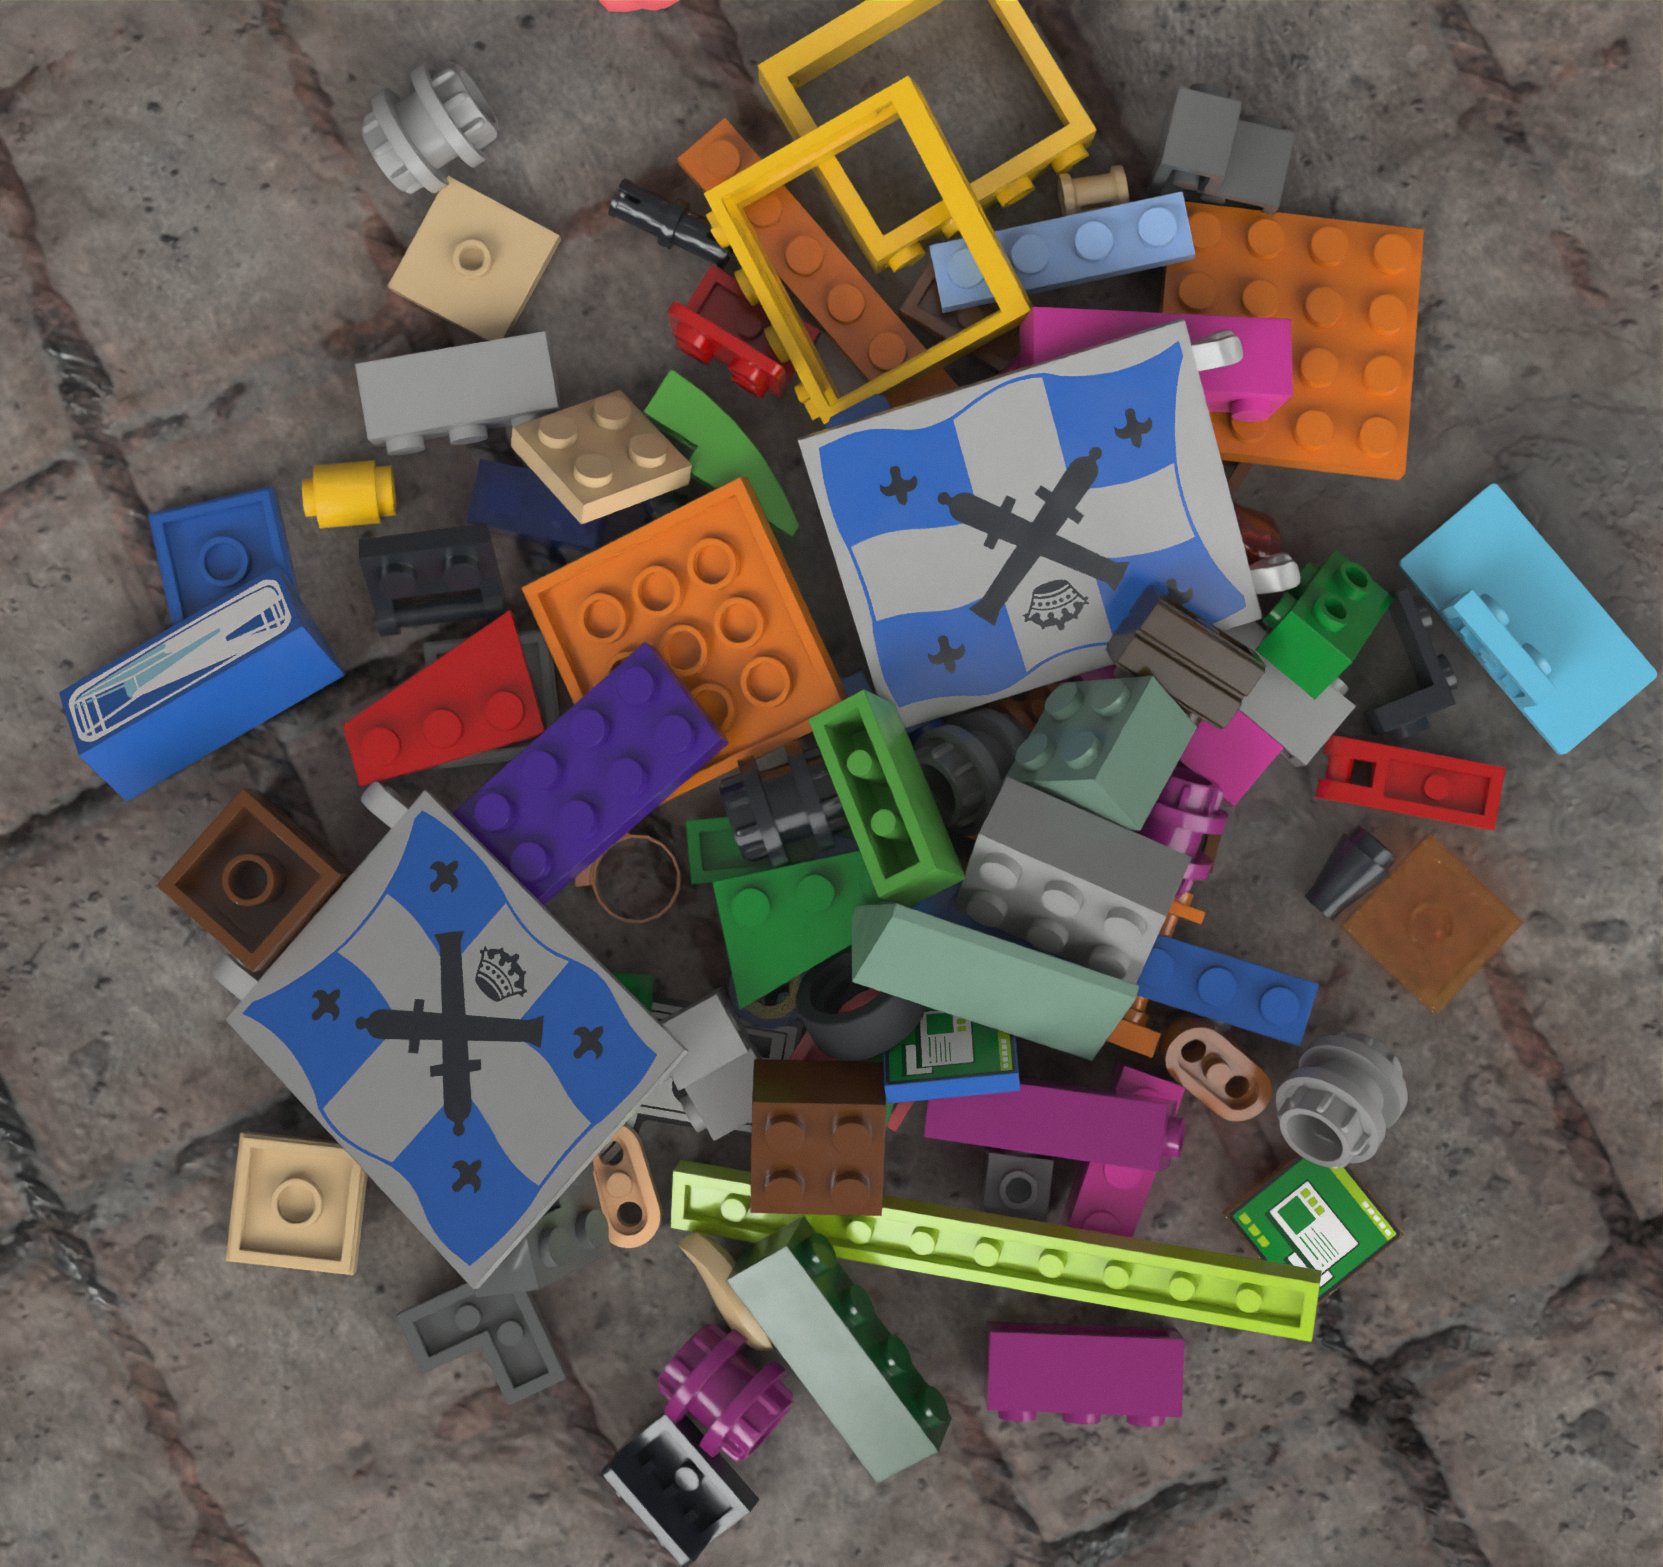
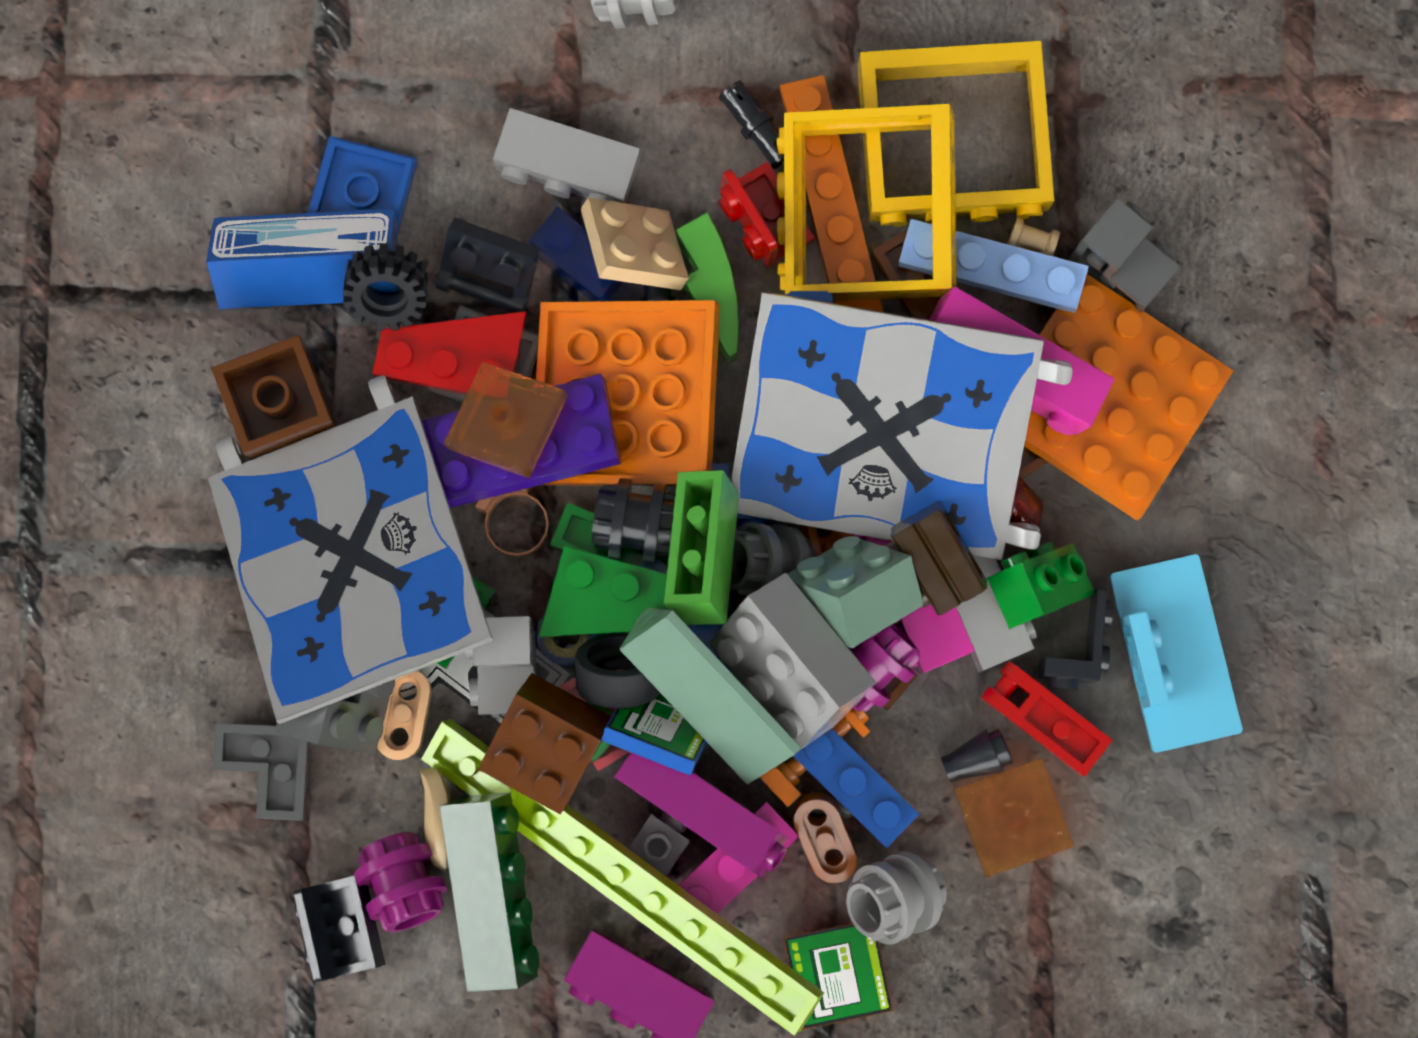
camera: 20 degrees right, 5 degrees down
(296, 1204) = (190, 619): tan plate -> none
(312, 646) = (387, 267): none -> black tyre
(349, 494) = (463, 188): yellow brick -> none
(474, 262) = (618, 84): tan plate -> none
(557, 761) = (505, 419): none -> clear orange plate

